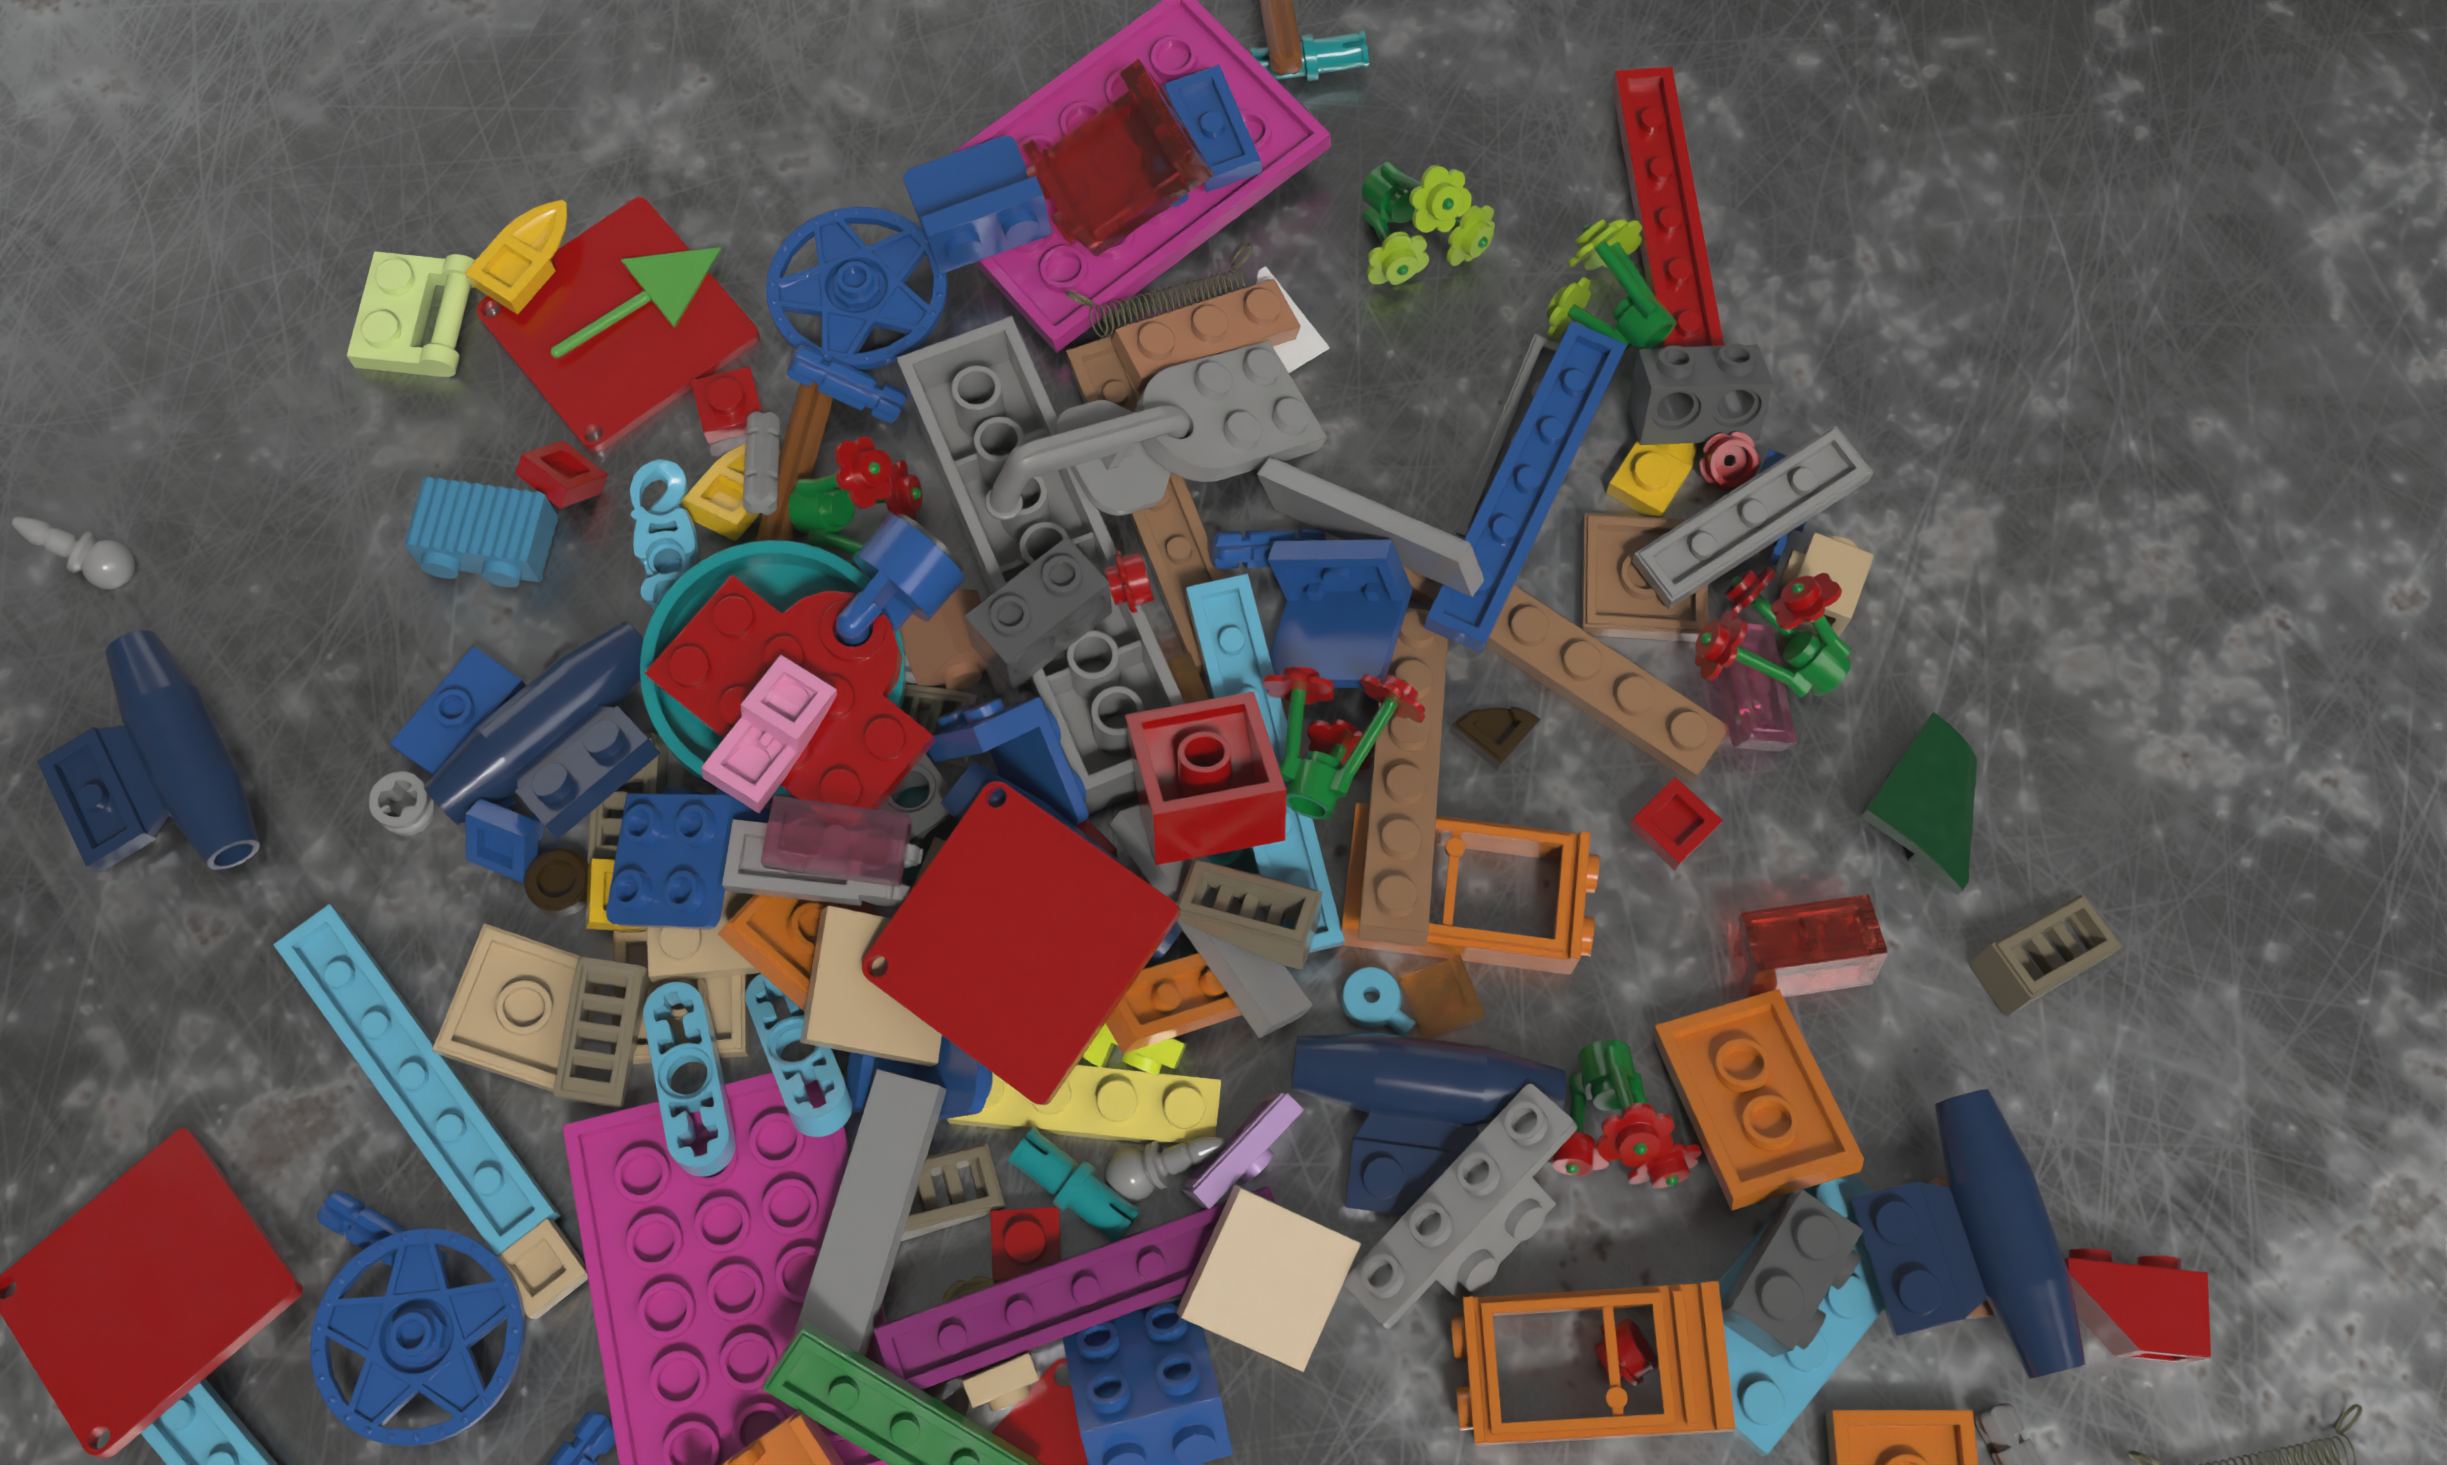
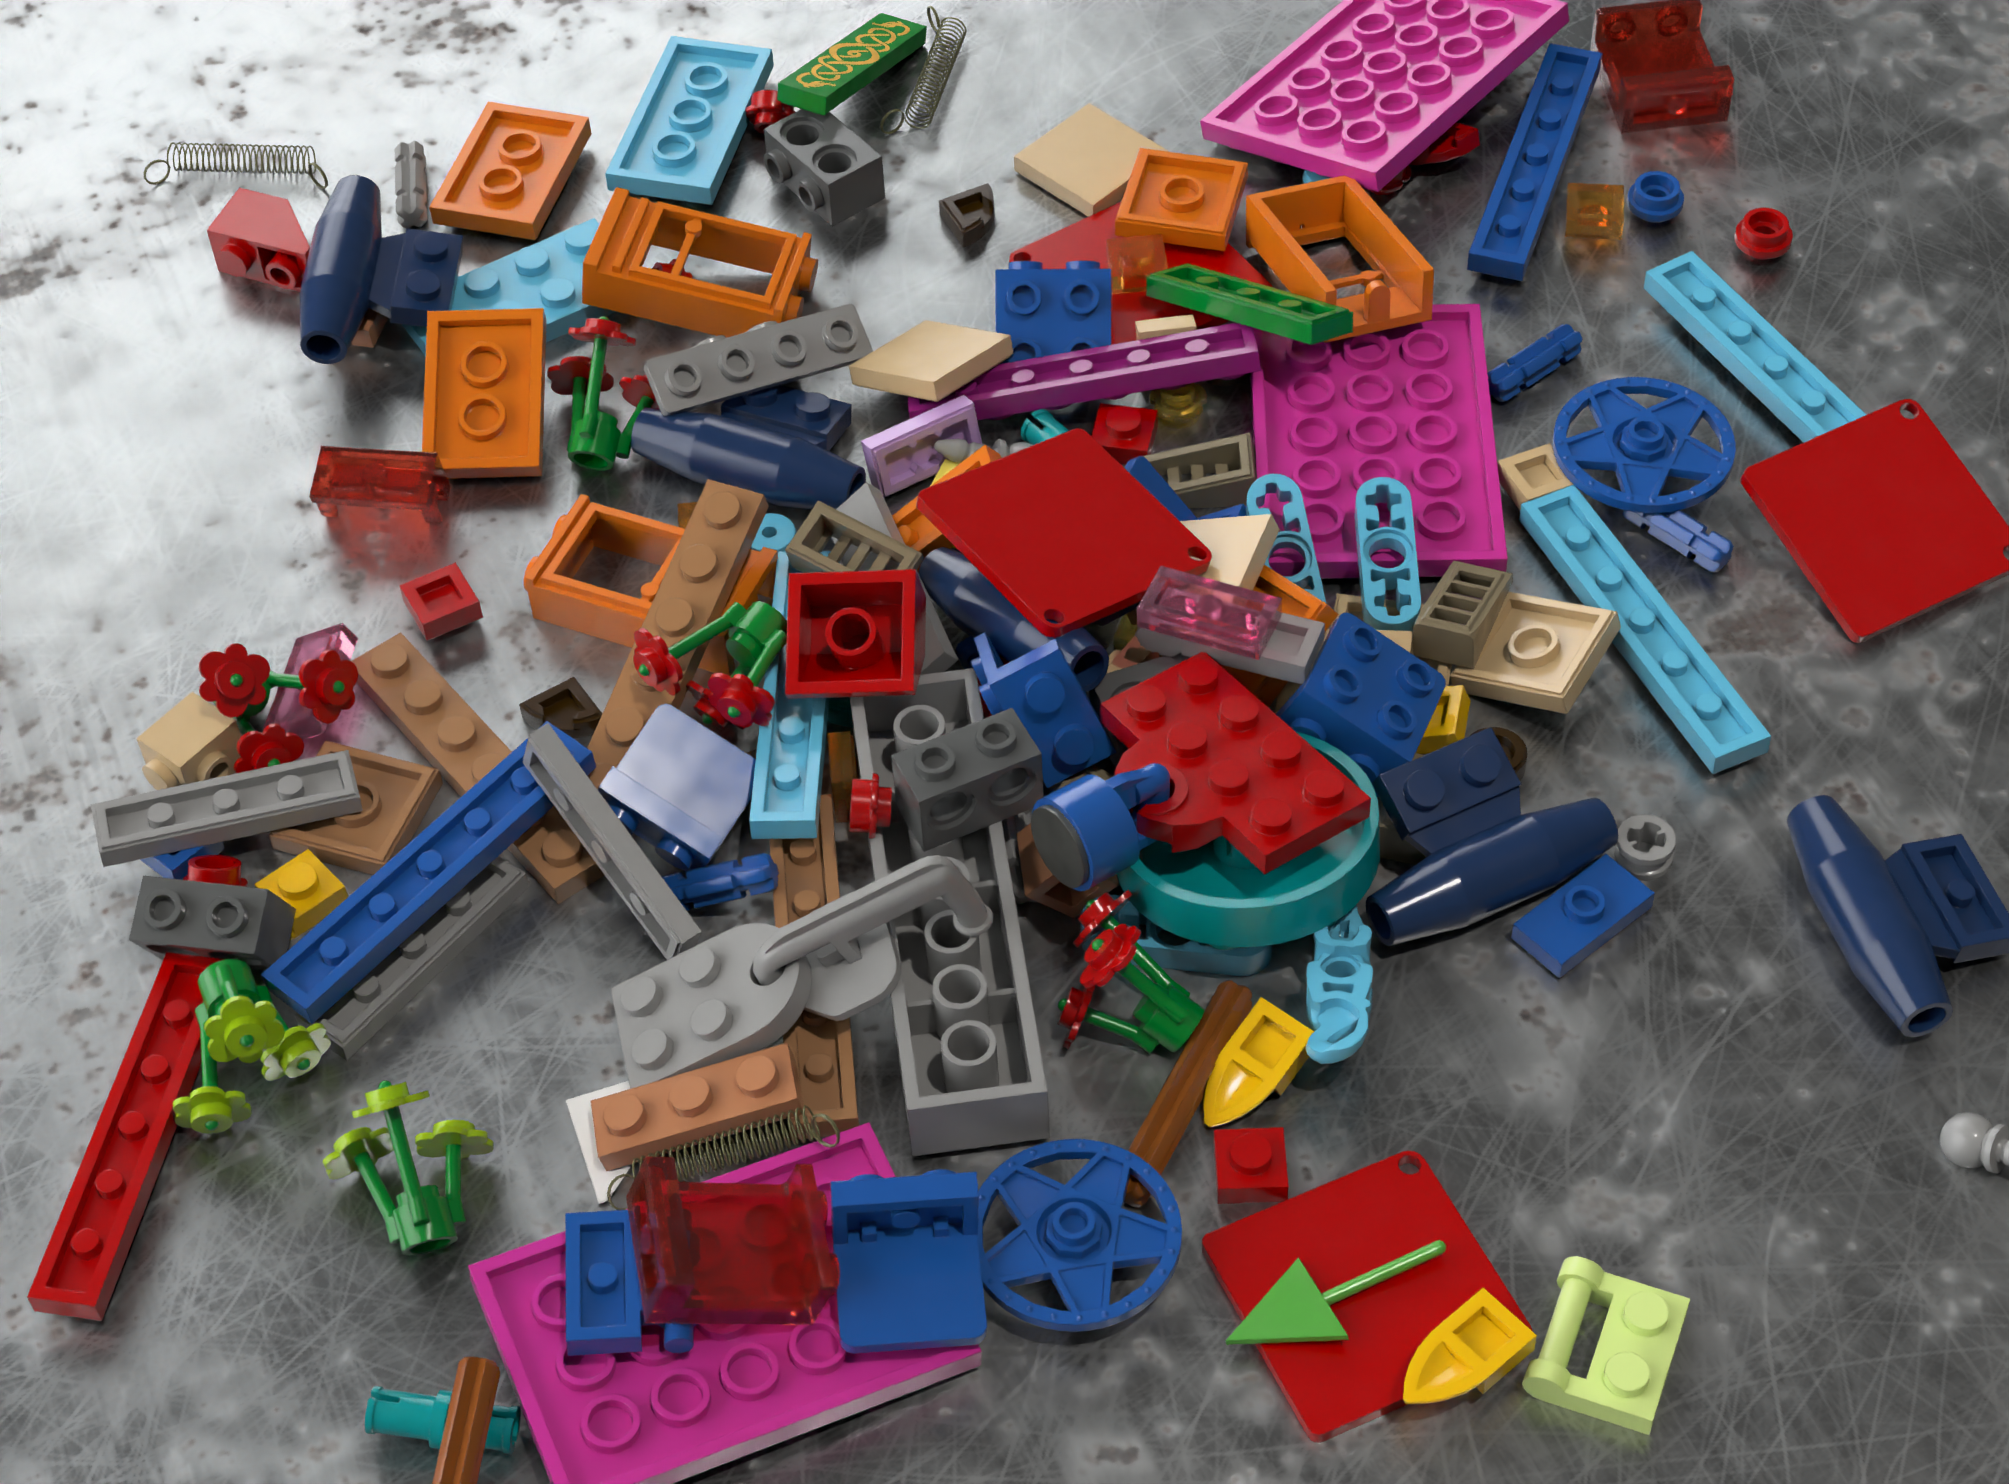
camera: 160 degrees left, 20 degrees down
(481, 531) = (1543, 1067): dark azure brick -> none
(502, 838) = (1543, 782): blue tile -> none
(561, 474) = (1447, 1109): red plate -> none
(761, 463) = (1223, 1063): light grey axle -> none
(770, 735) = (1256, 707): bright pink slope -> none
(846, 384) = (1140, 1135): blue axle -> none
(872, 1208) = (1245, 436): light grey tile -> none
(1789, 1275) = (526, 266): dark grey brick -> none
(1931, 802) = (209, 575): dark green slope -> none
(2013, 977) = (200, 458): dark tan slope -> none

